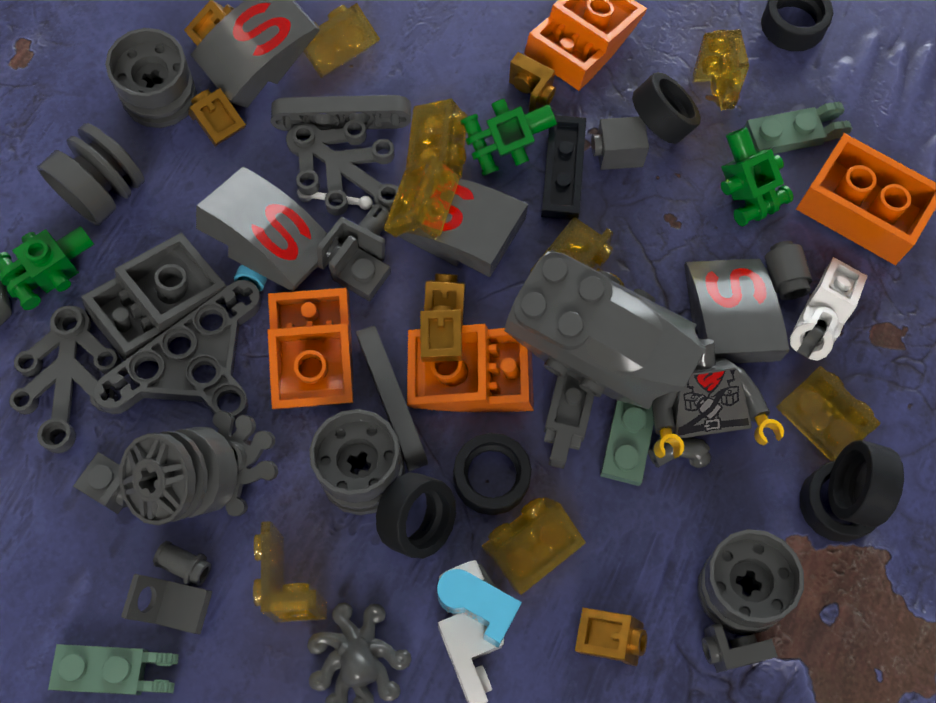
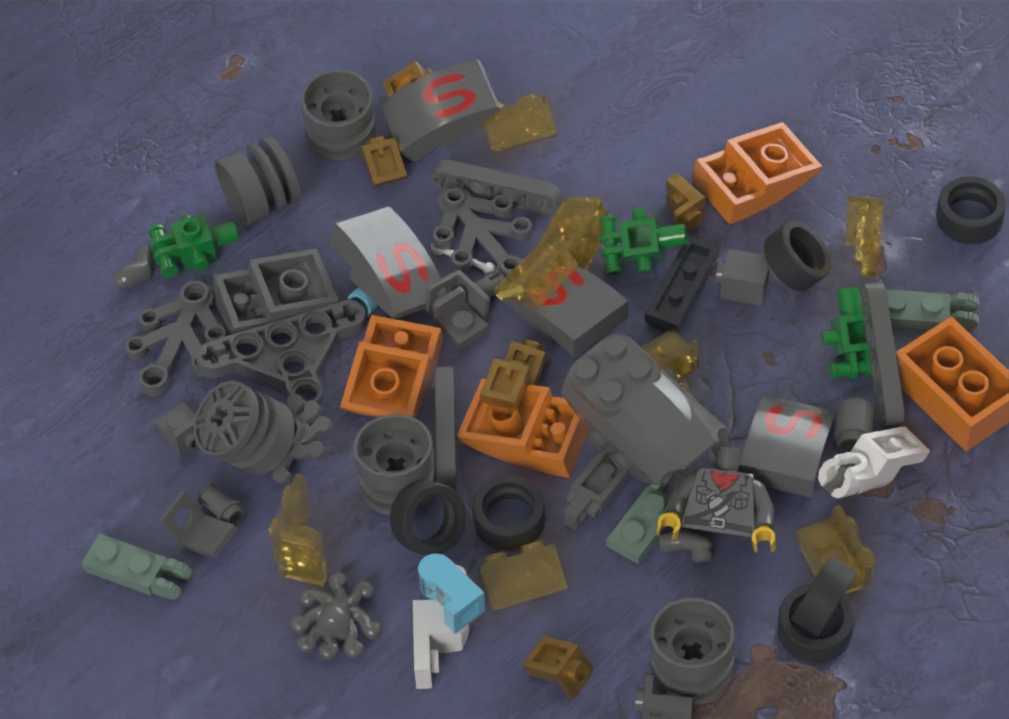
camera: 25 degrees right, 15 degrees down
(783, 155) = (882, 354): none -> dark grey beam

